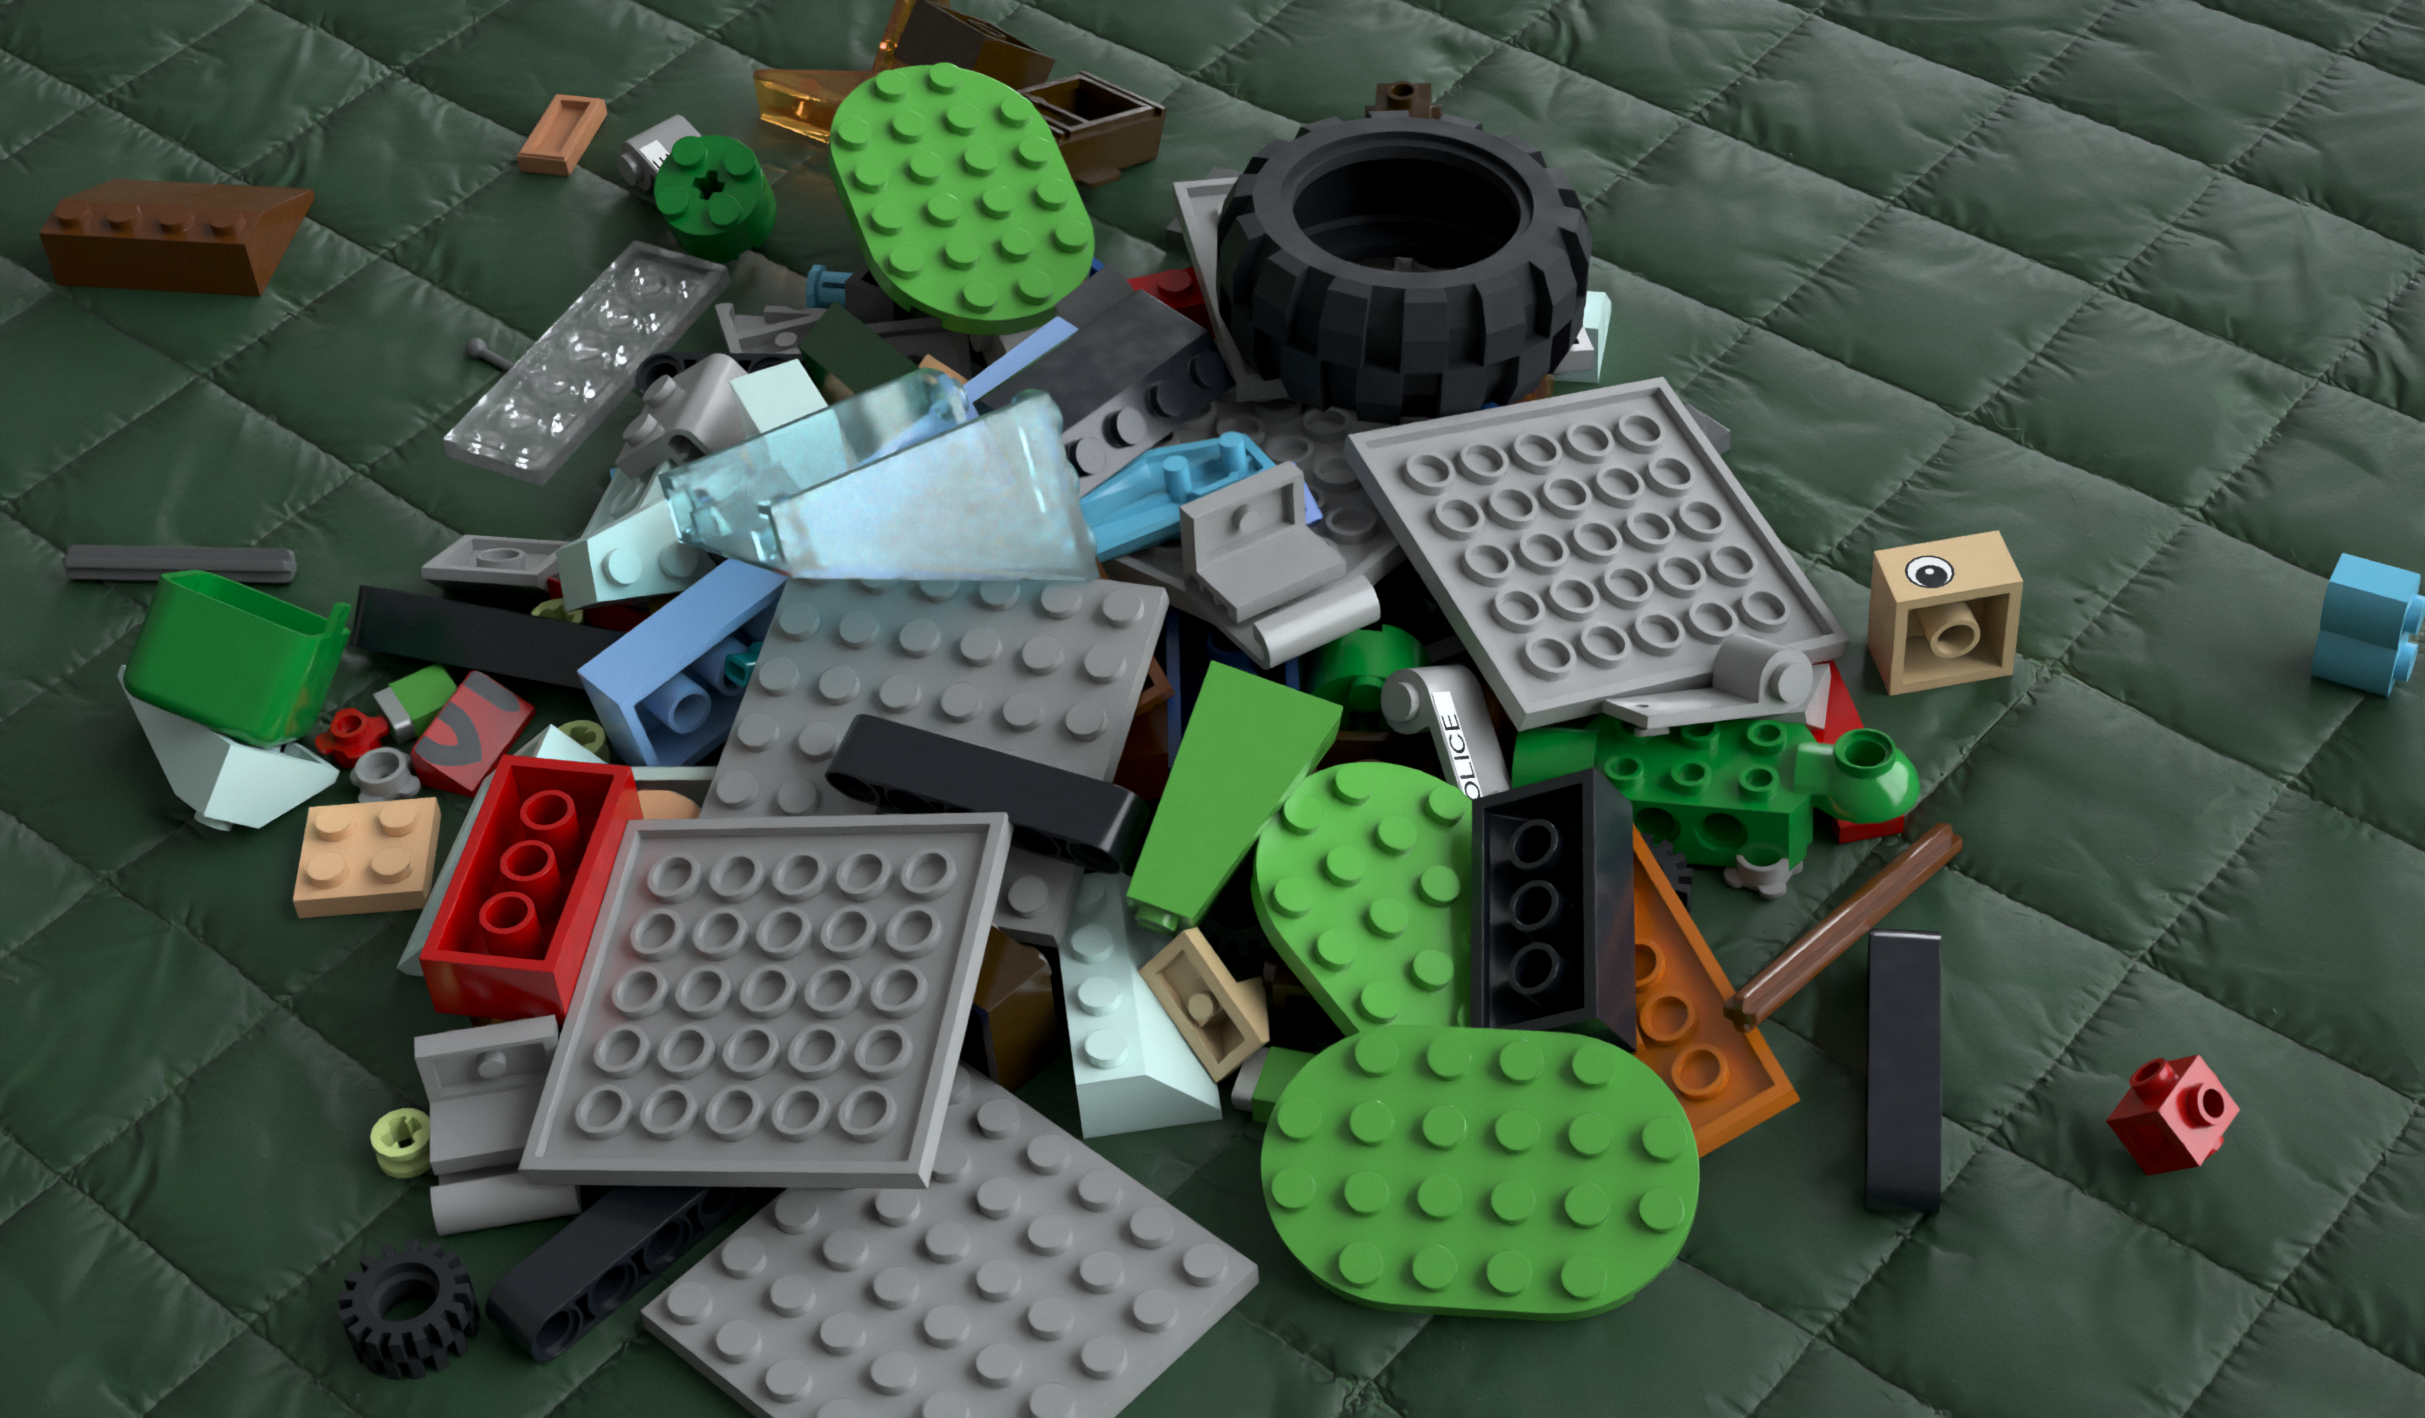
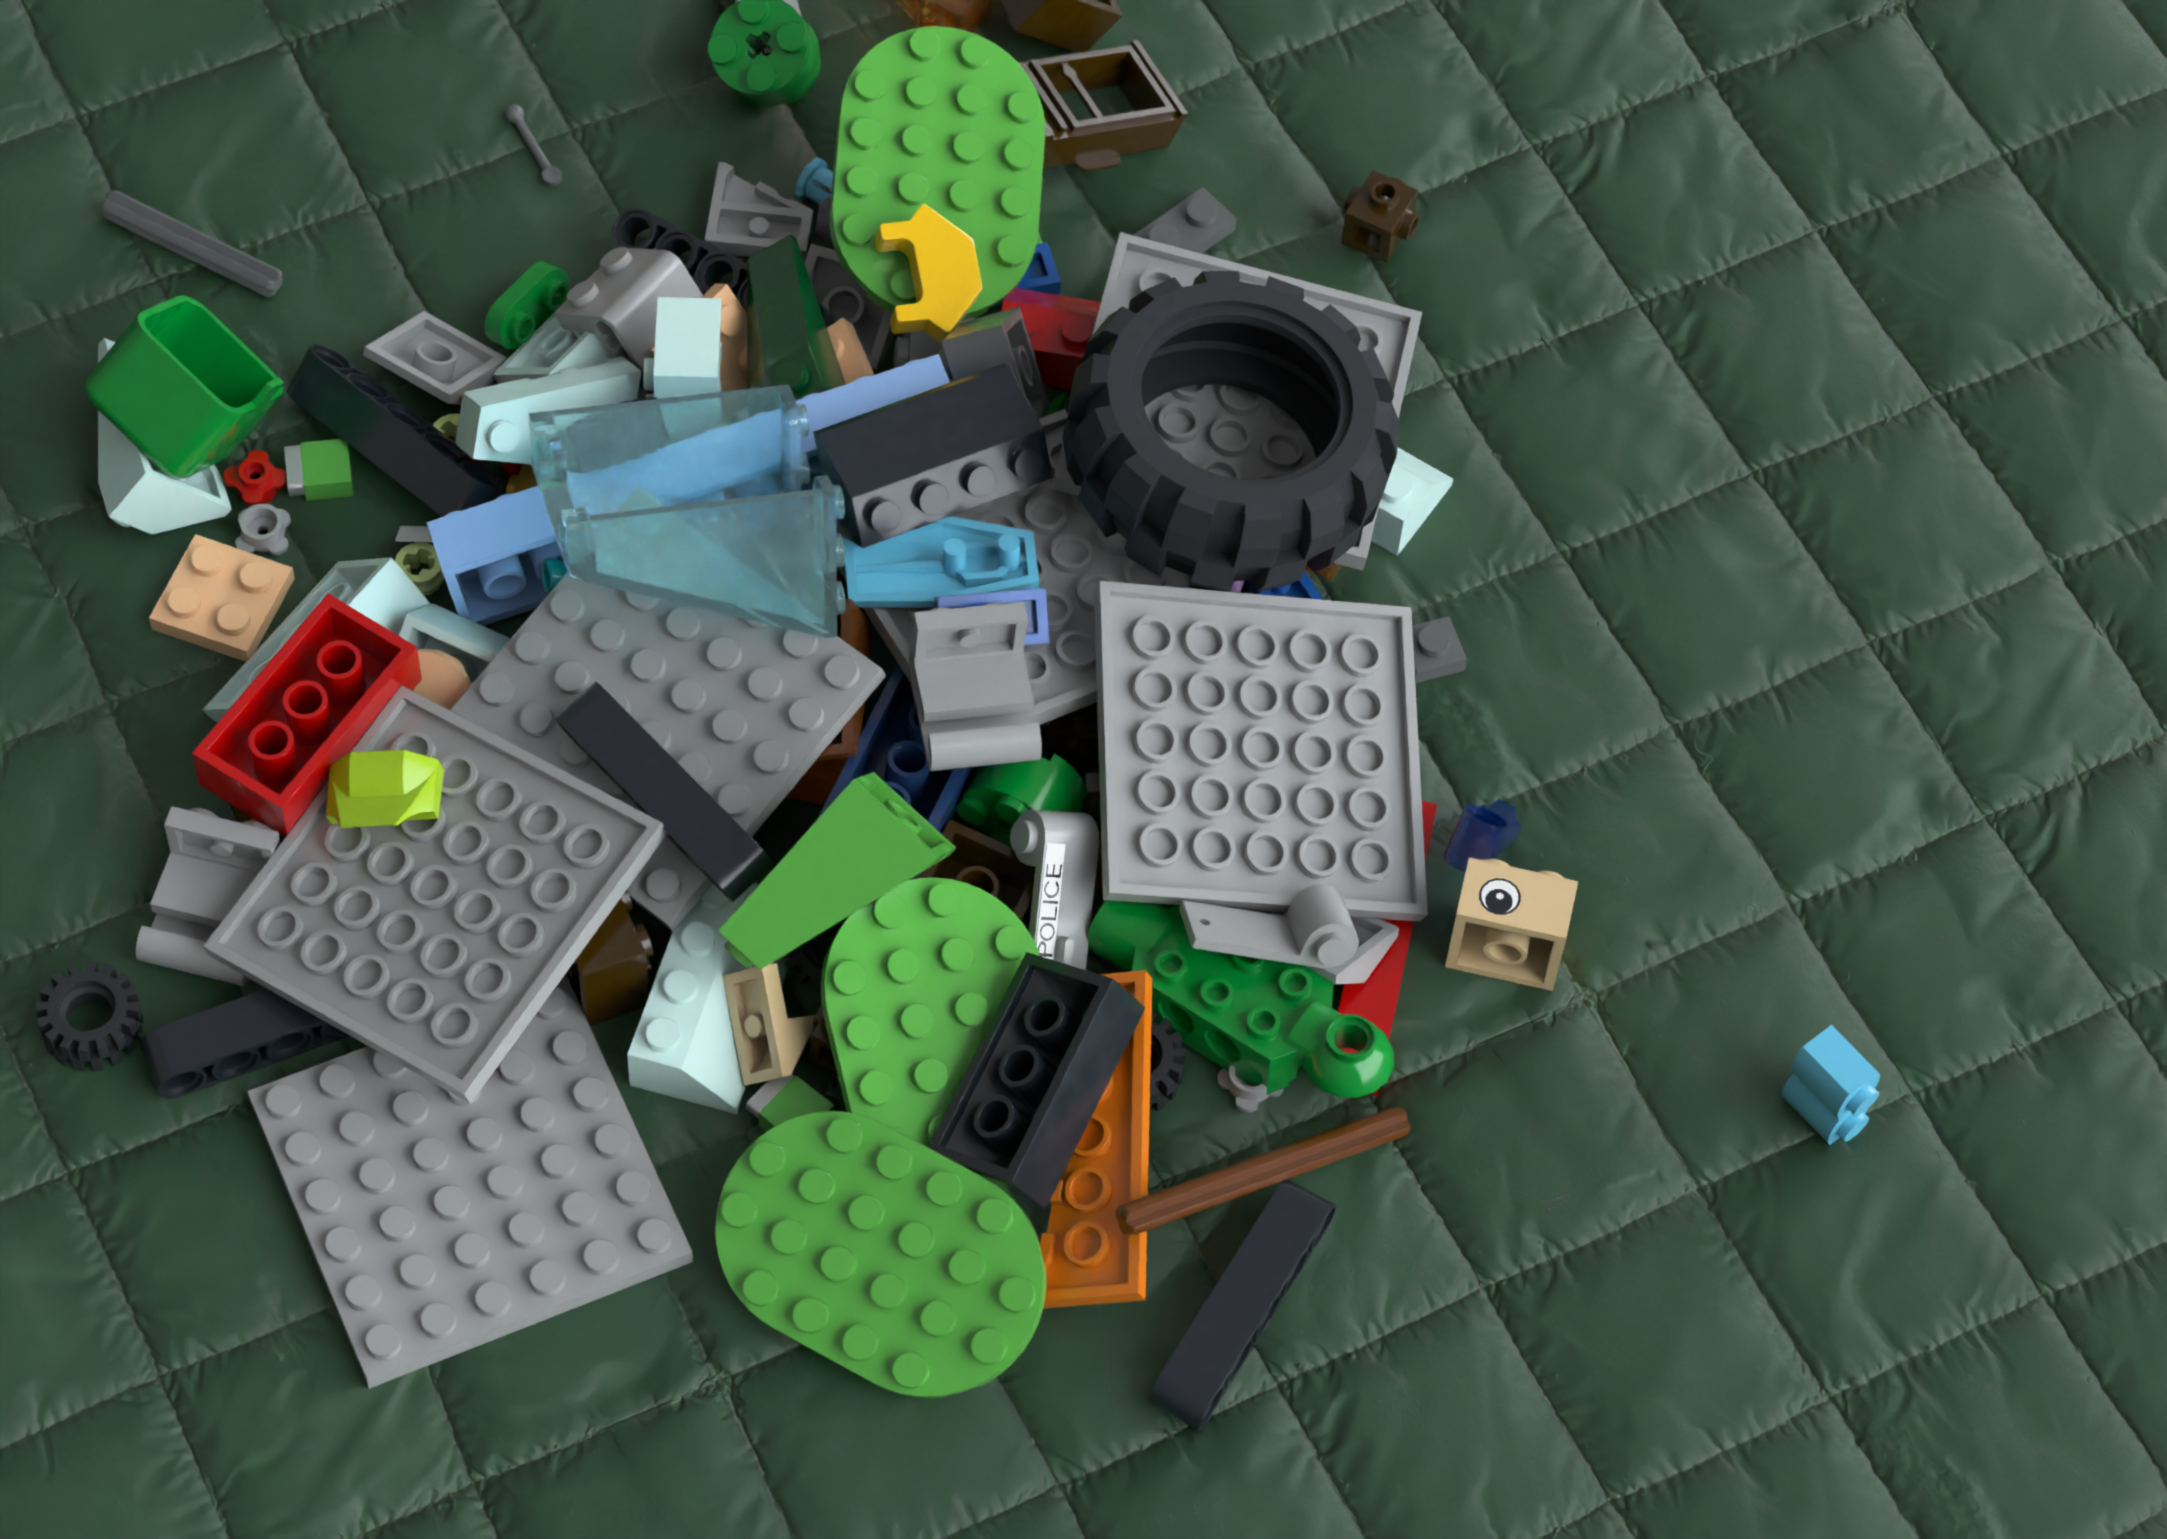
camera: 15 degrees right, 15 degrees up
(398, 1126) = (130, 867): yellowish green bush -> none
(470, 735) = (344, 518): slope -> none
(556, 721) = (413, 534): none -> white sticker
(576, 485) = (526, 305): none -> green plate
(585, 363) = (594, 173): clear plate -> none
(659, 914) = (383, 788): none -> lime slope
(1011, 263) = (941, 270): none -> yellow piece
(1854, 547) = (1482, 833): none -> clear blue piece
(2173, 1115) = (1408, 1435): red brick -> none

